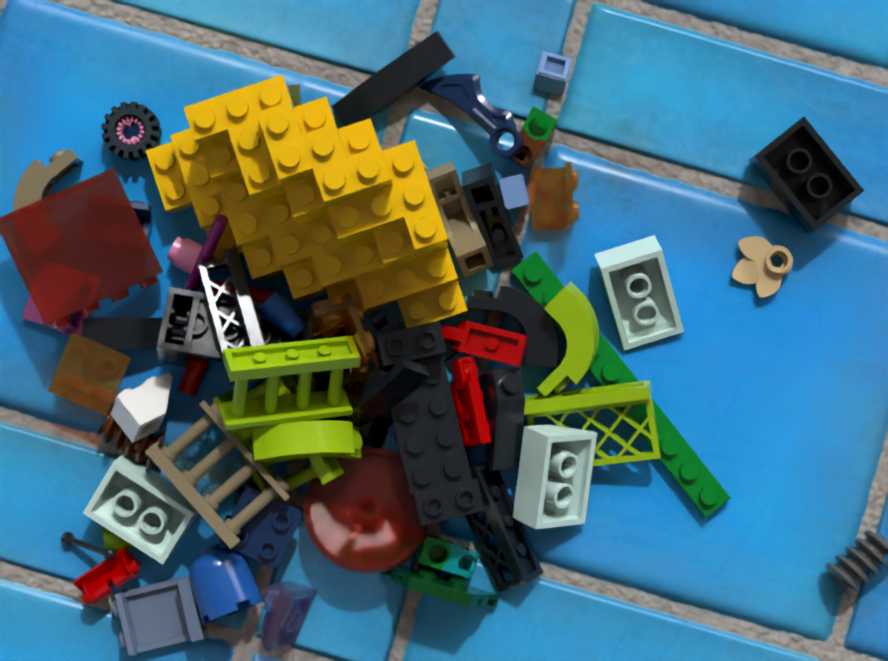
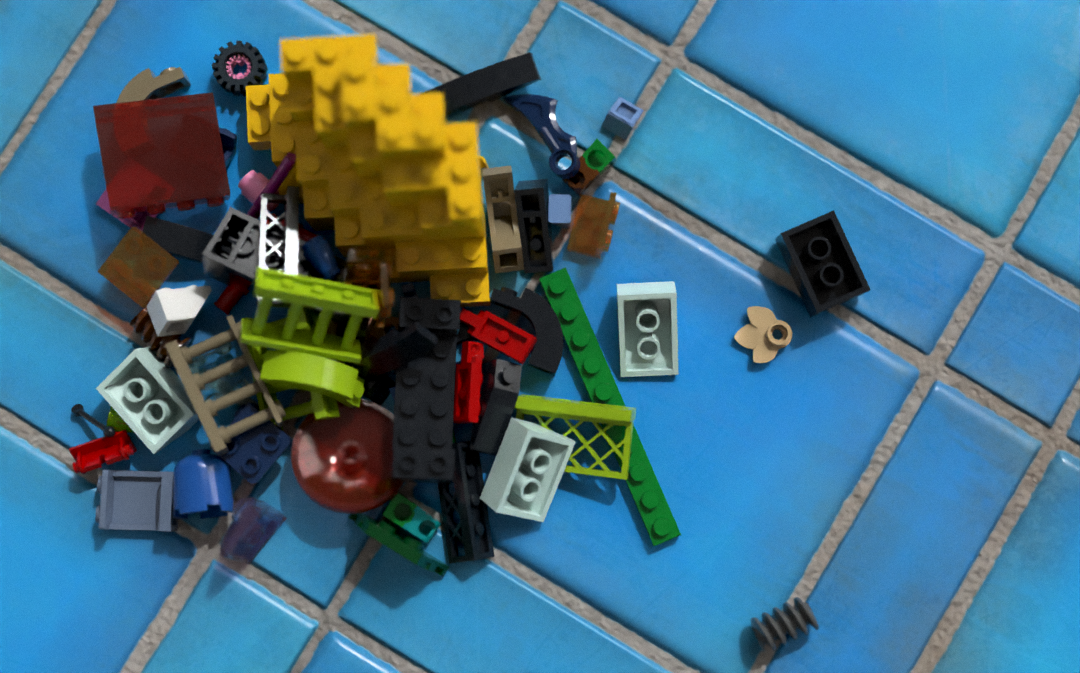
camera: 15 degrees right, 5 degrees down
(581, 330) = (585, 351): lime arch -> none

